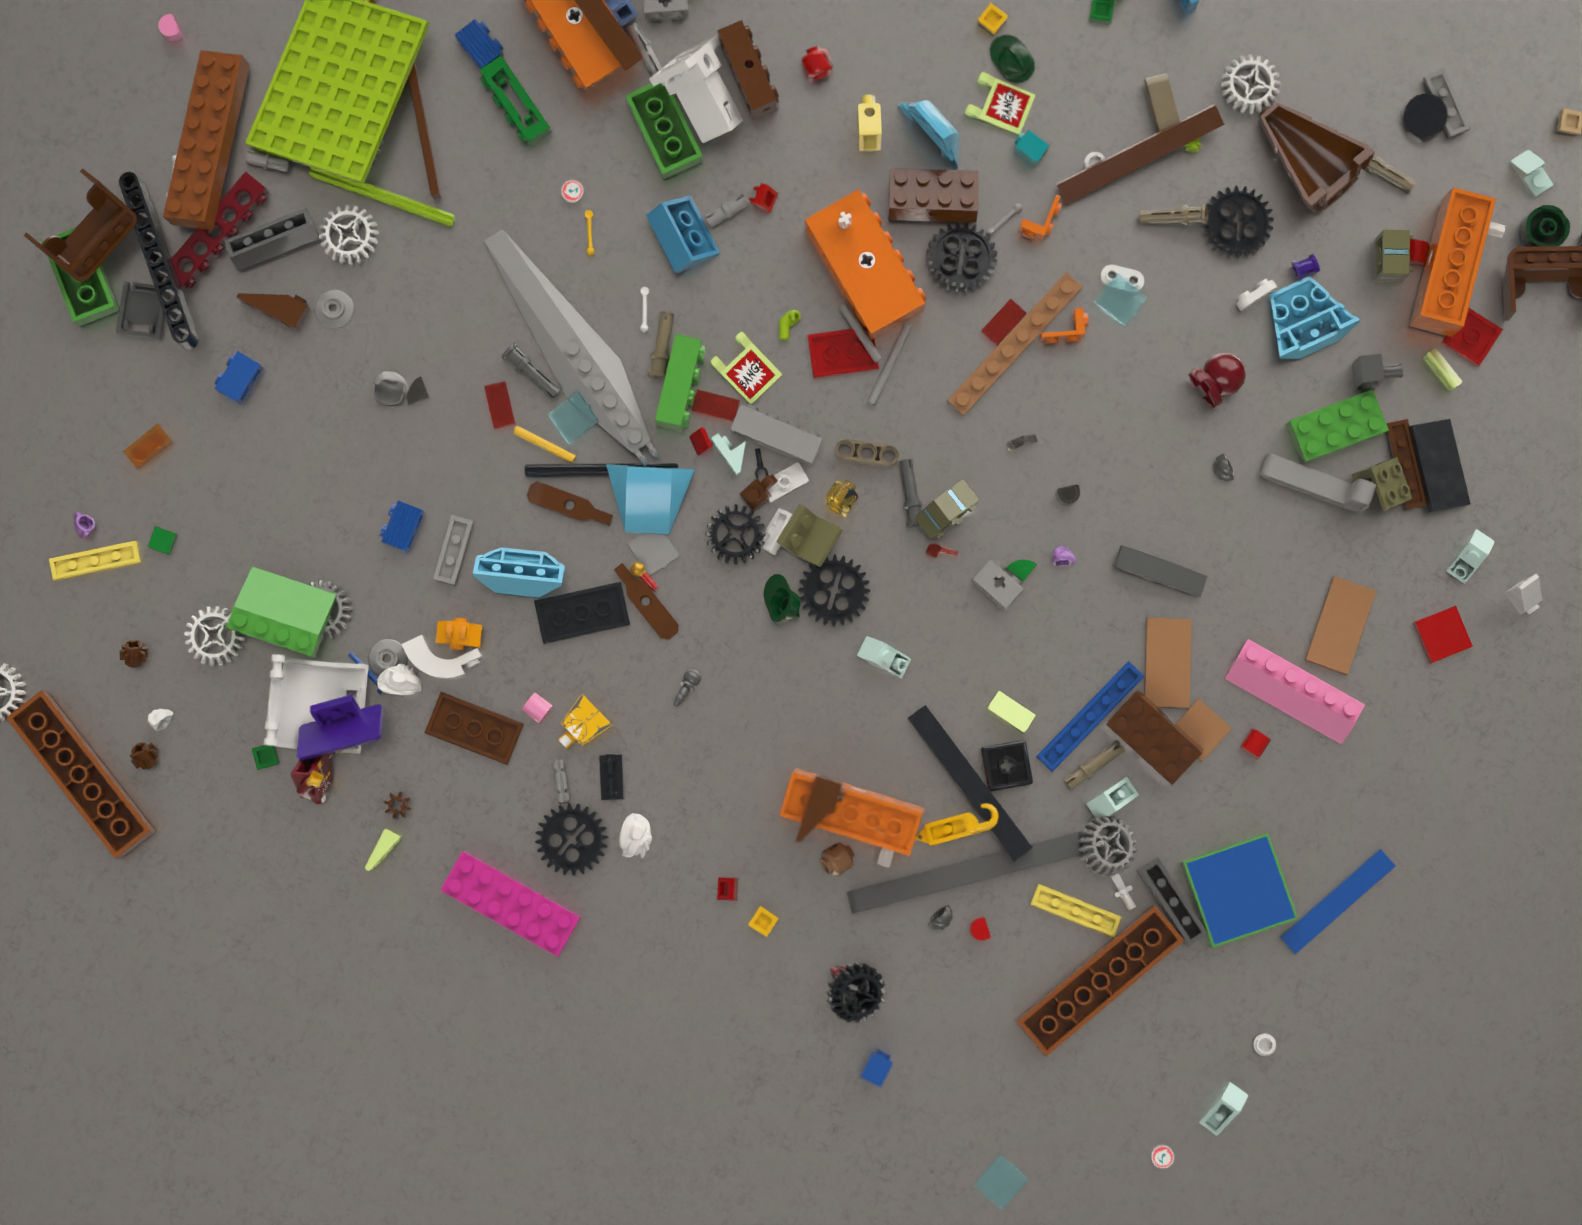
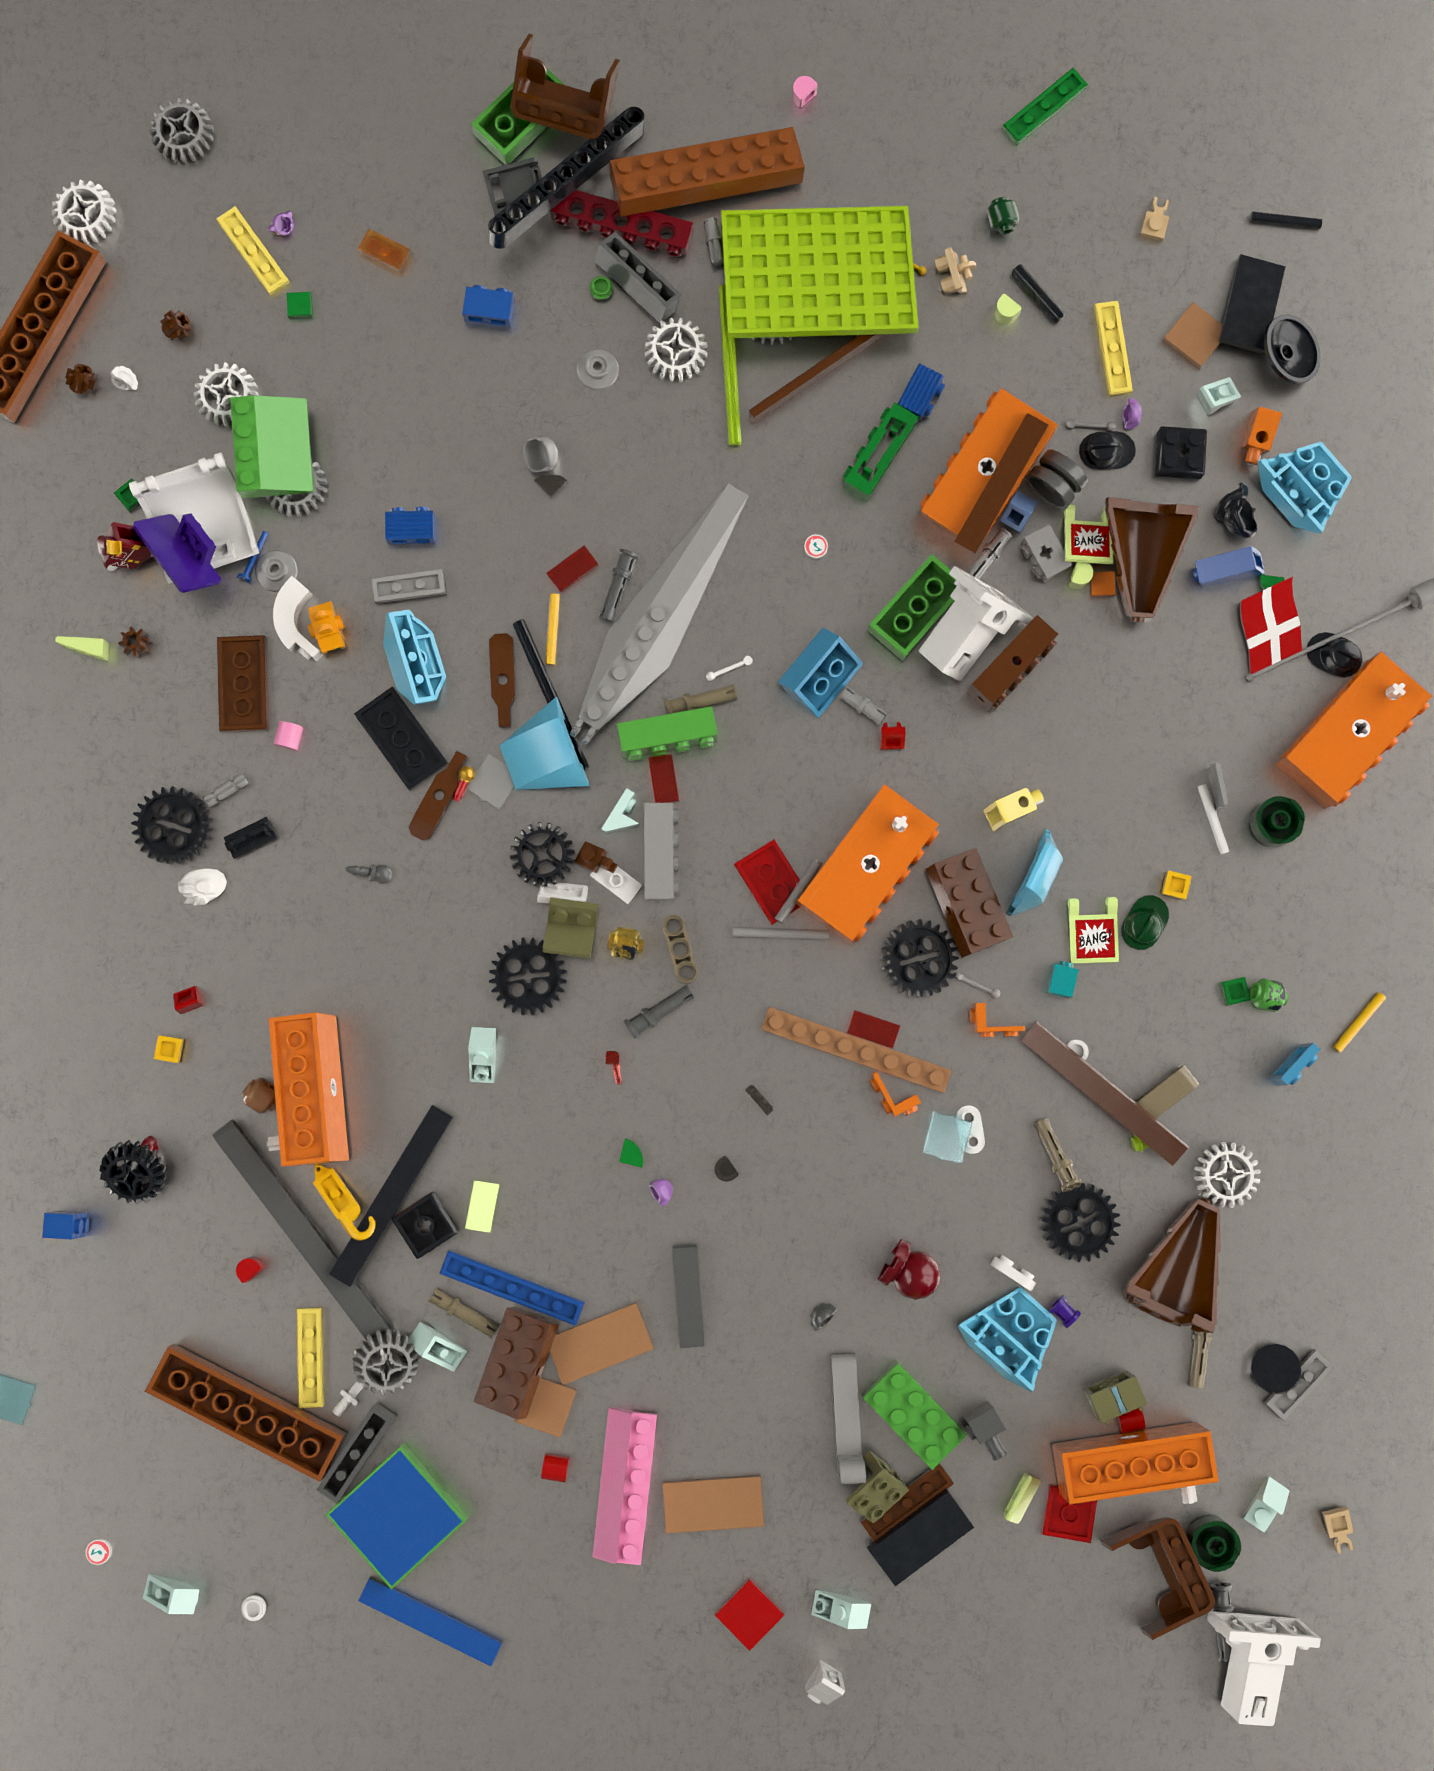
camera: 65 degrees right, 0 degrees up
(264, 275) = (601, 288): none -> bright green plate
(279, 307) = (575, 320): reddish brown slope -> none
(400, 680) = (257, 590): white hat -> none
(510, 903) = (82, 793): dark pink brick -> none
(573, 417) = (590, 645): clear light blue piece -> none
(583, 723) = (291, 786): yellow torso -> none
(589, 215) = (798, 574): yellow hinge -> none
(701, 441) = (621, 781): red slope -> none
(749, 372) = (712, 798): flag -> none
(759, 462) = (624, 848): black hand -> none
(780, 599) = (494, 928): dark green piece -> none
(786, 322) = (777, 813): lime arm -> none
(817, 63) = (1052, 730): red head -> none
(821, 801) = (298, 1054): reddish brown slope -> none
(941, 918) = (246, 1225): dark grey piece -> none
(947, 509) = (654, 1054): olive container -> none
(1001, 596) = (594, 1148): light grey brick -> none

